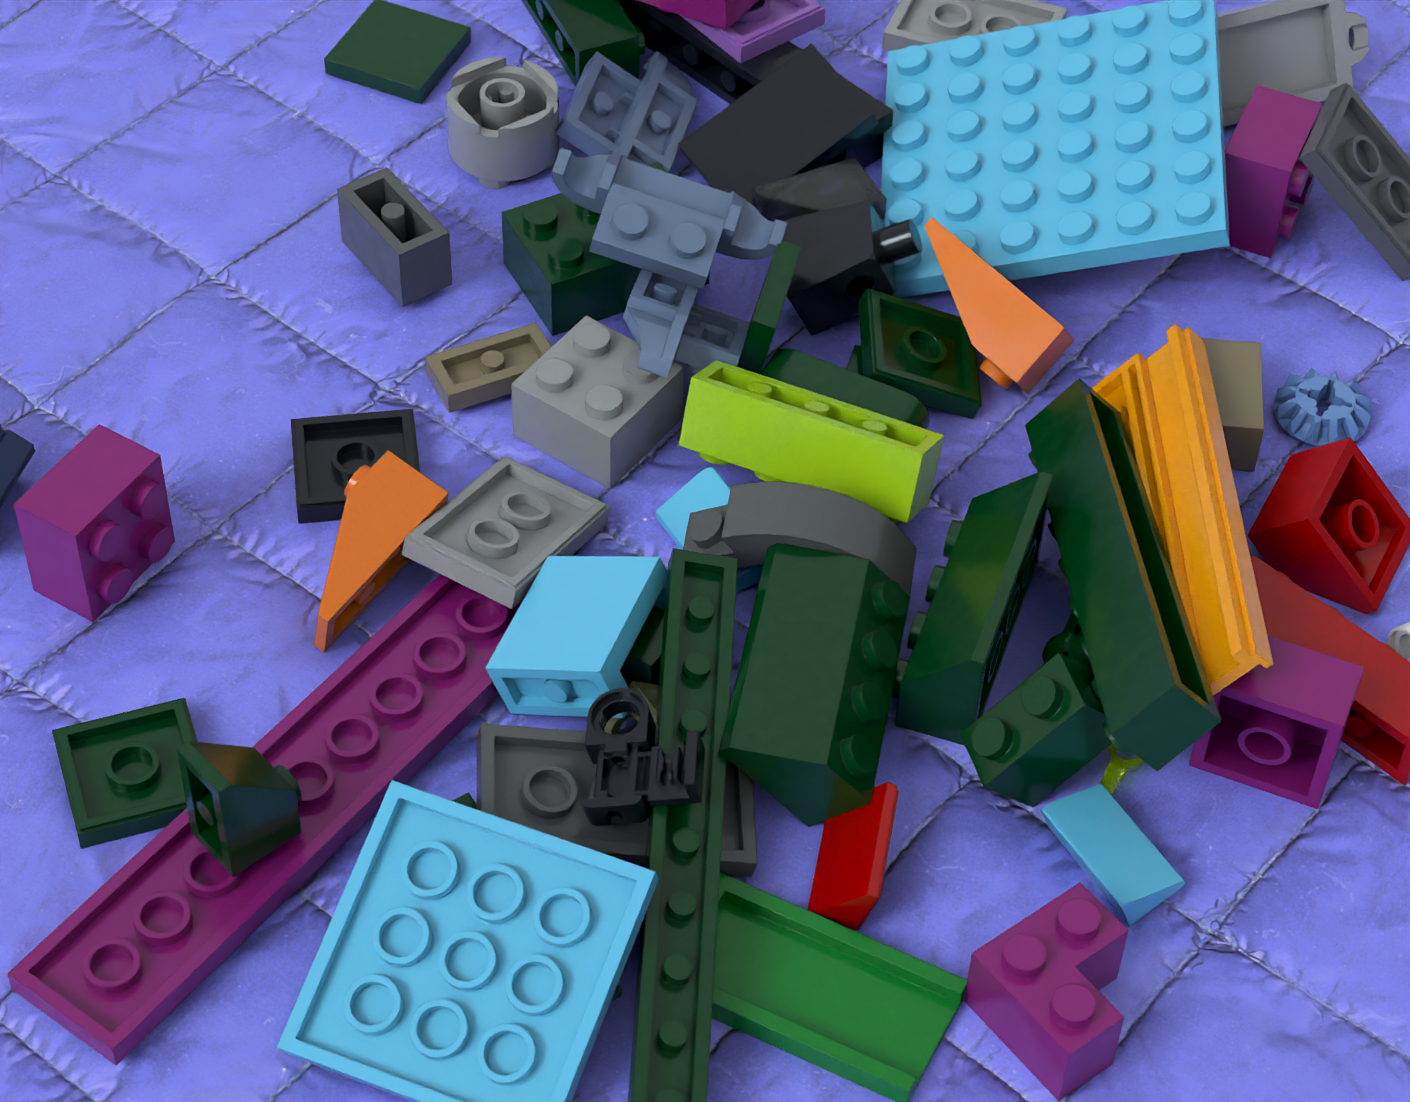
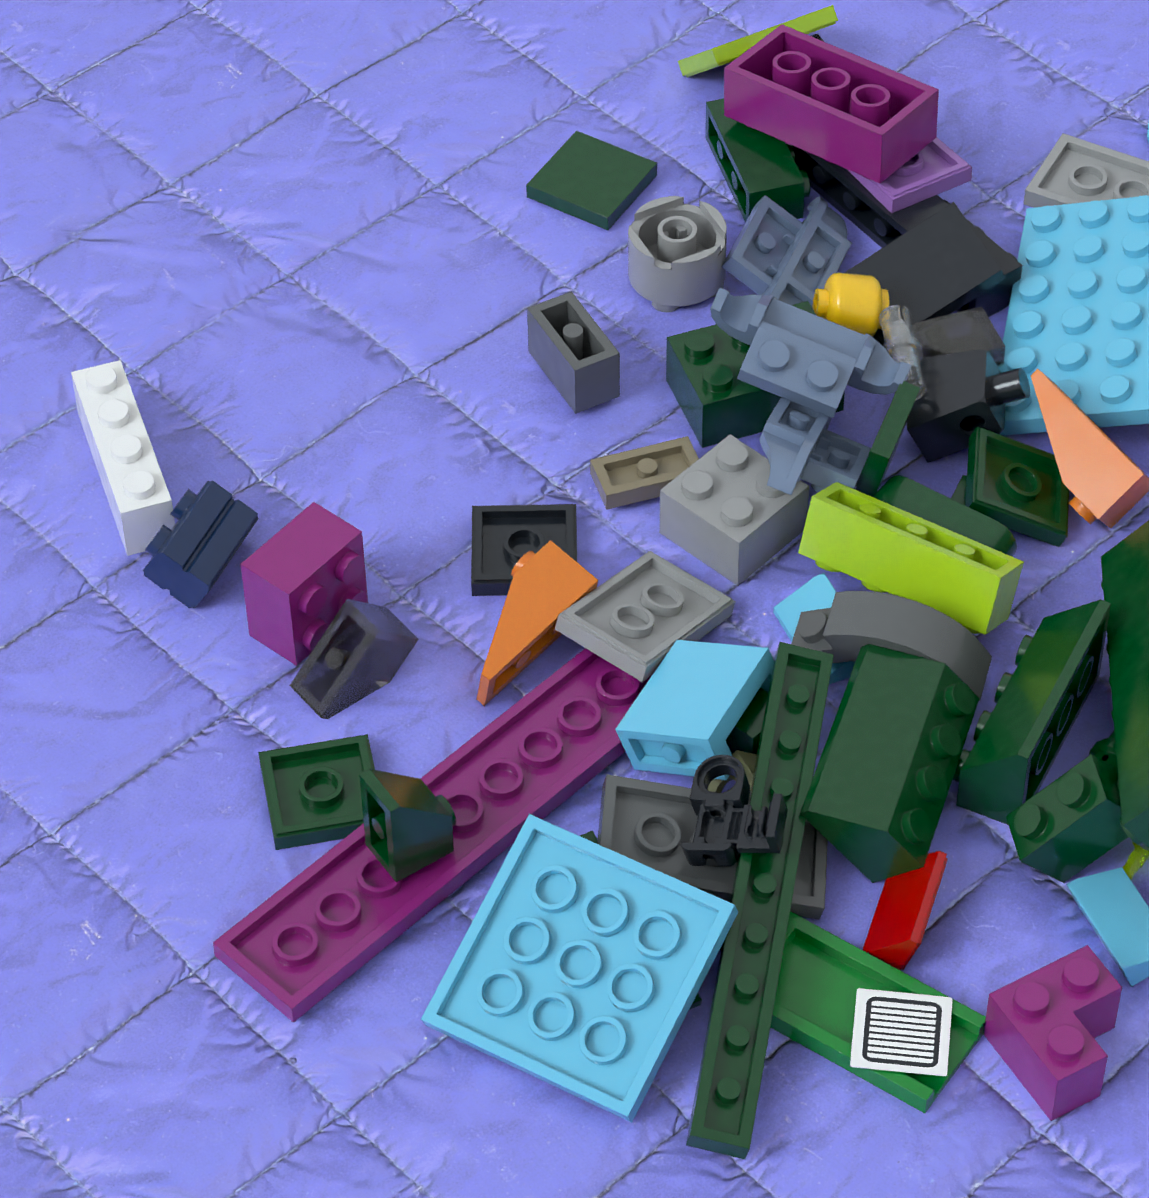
camera: 10 degrees right, 0 degrees up
(161, 607) = (353, 658): none -> clear smoke slope
(711, 159) = (852, 302): none -> yellow head
(771, 200) = (902, 343): none -> clear pin
(868, 1008) = (901, 1032): none -> white sticker

